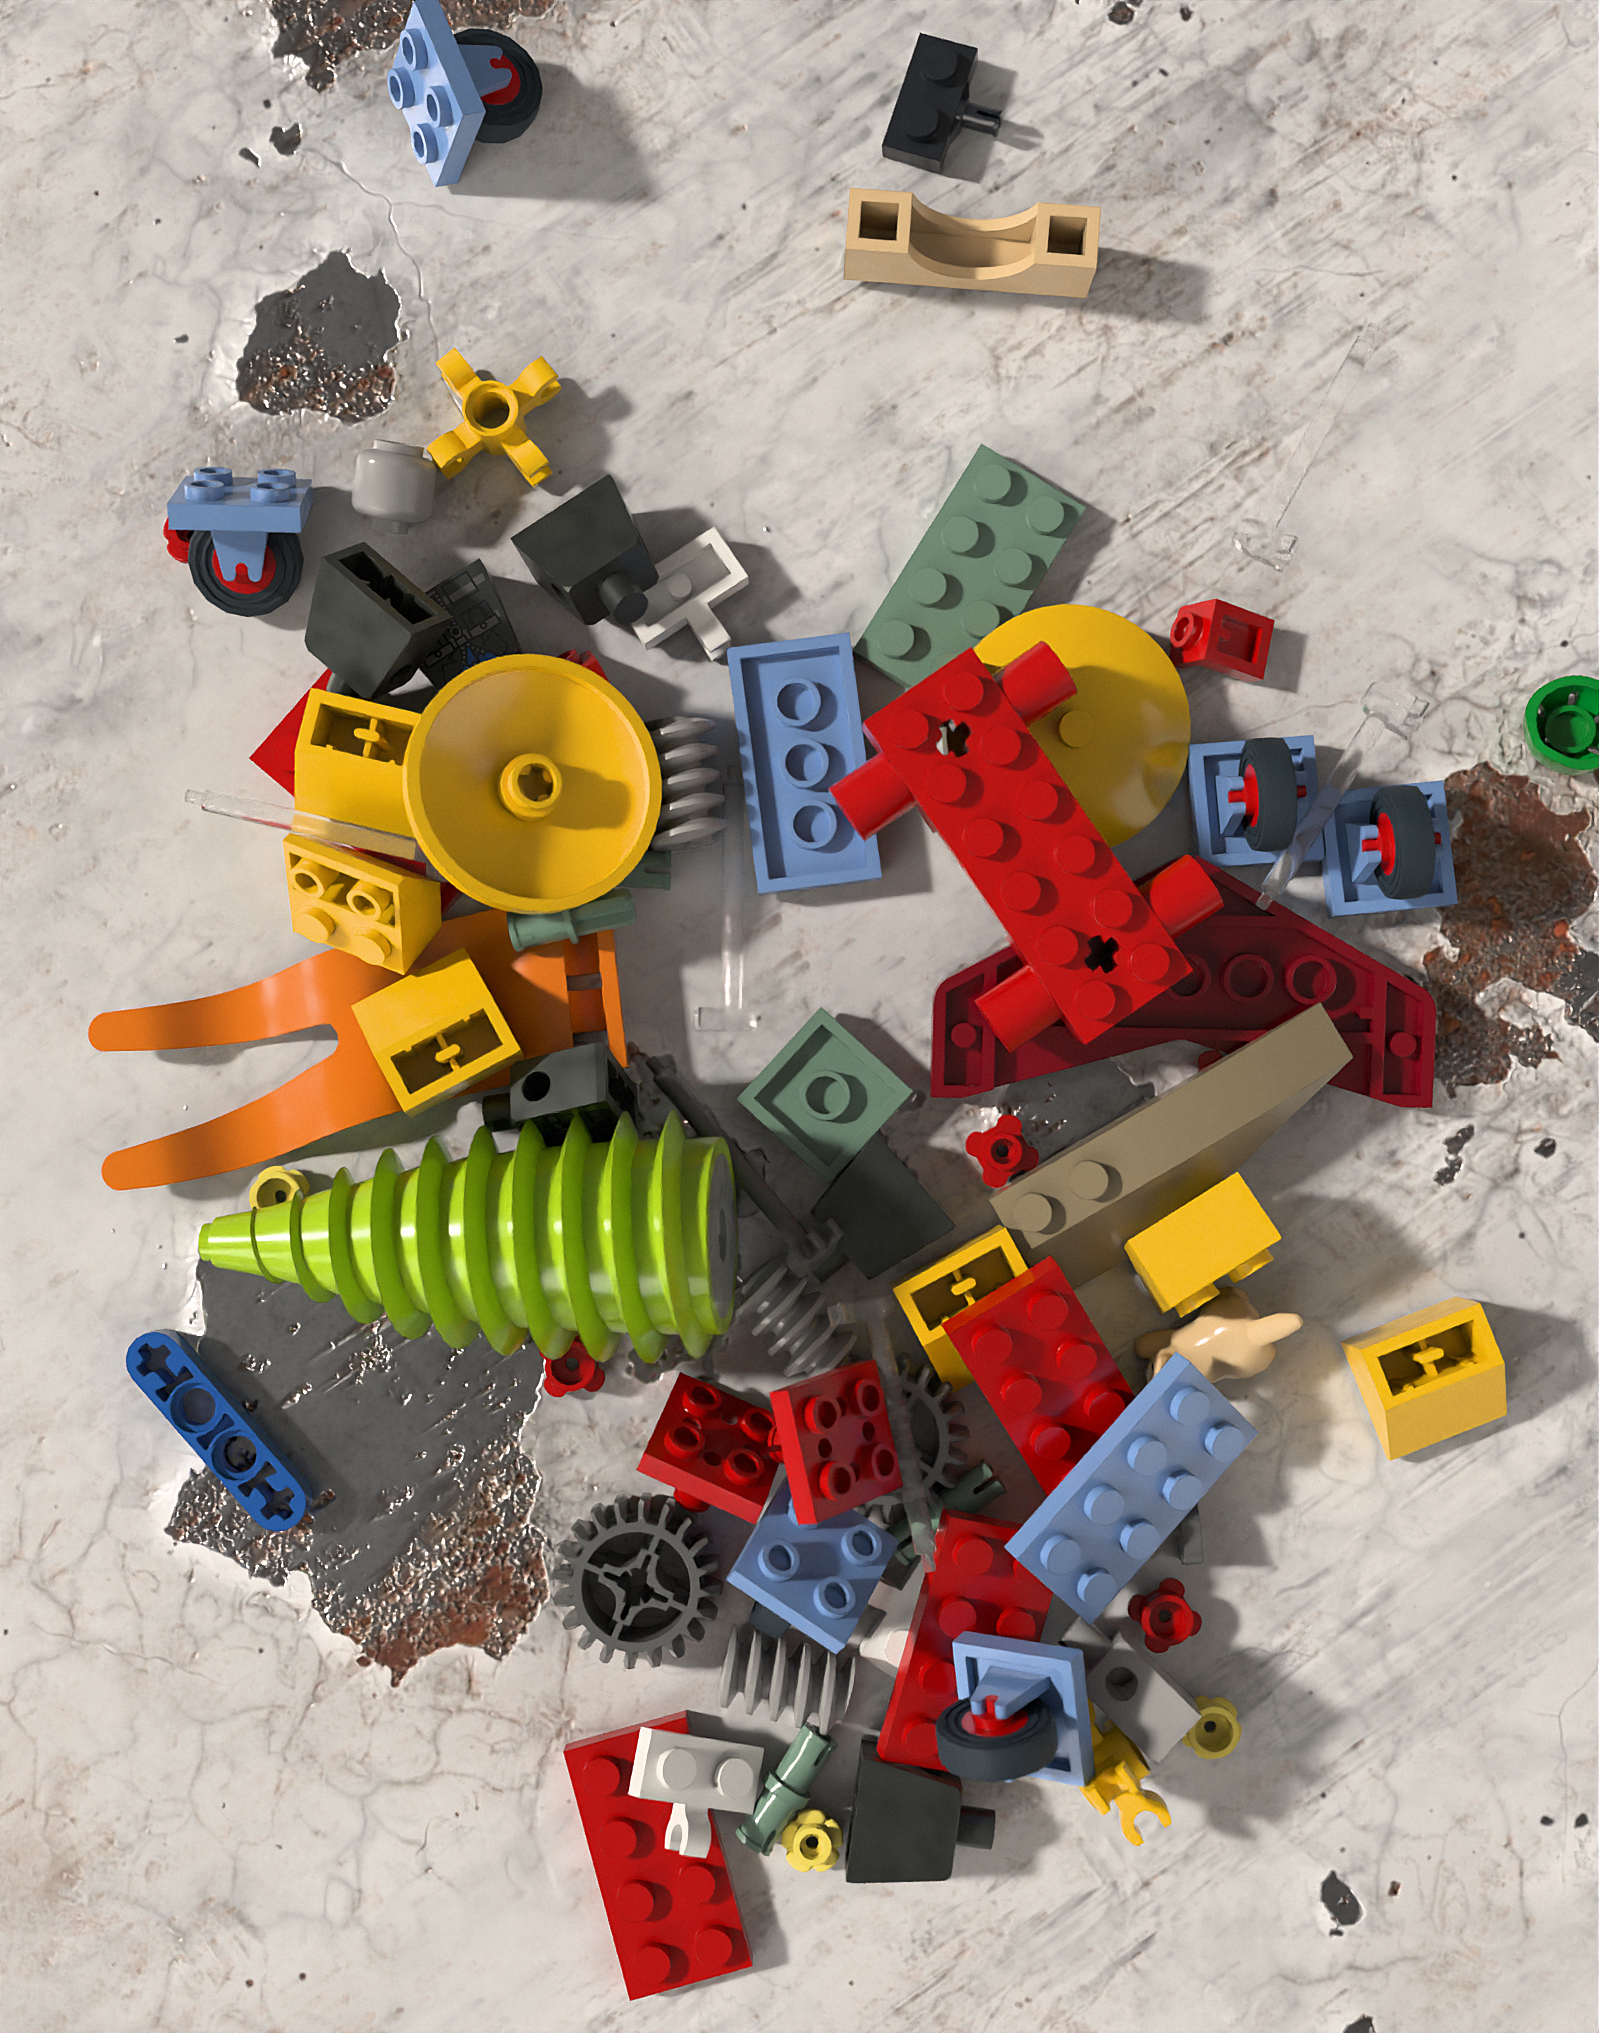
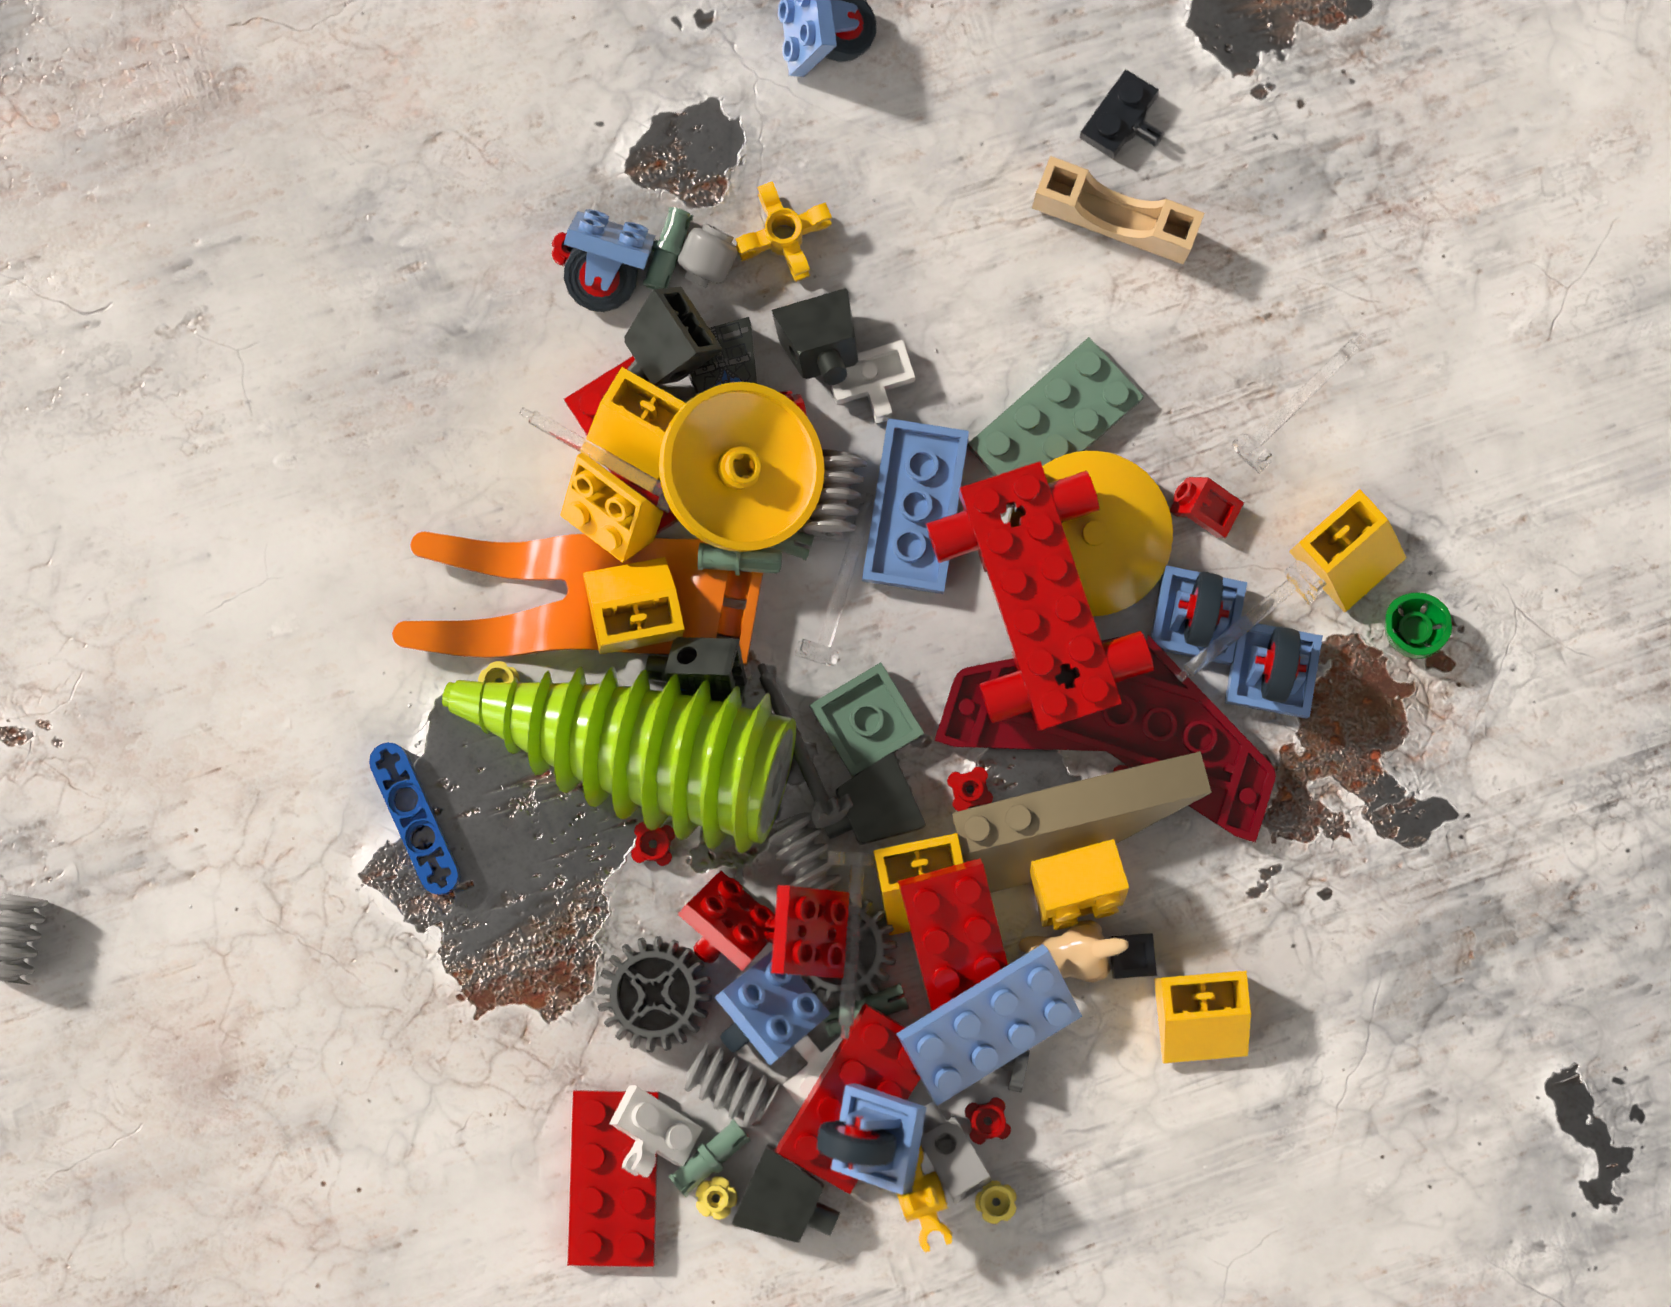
camera: 15 degrees right, 5 degrees down
(334, 491) = (668, 248): none -> sand green pin
(1320, 1322) = (1137, 959): none -> black plate
(1448, 641) = (1351, 550): none -> yellow slope

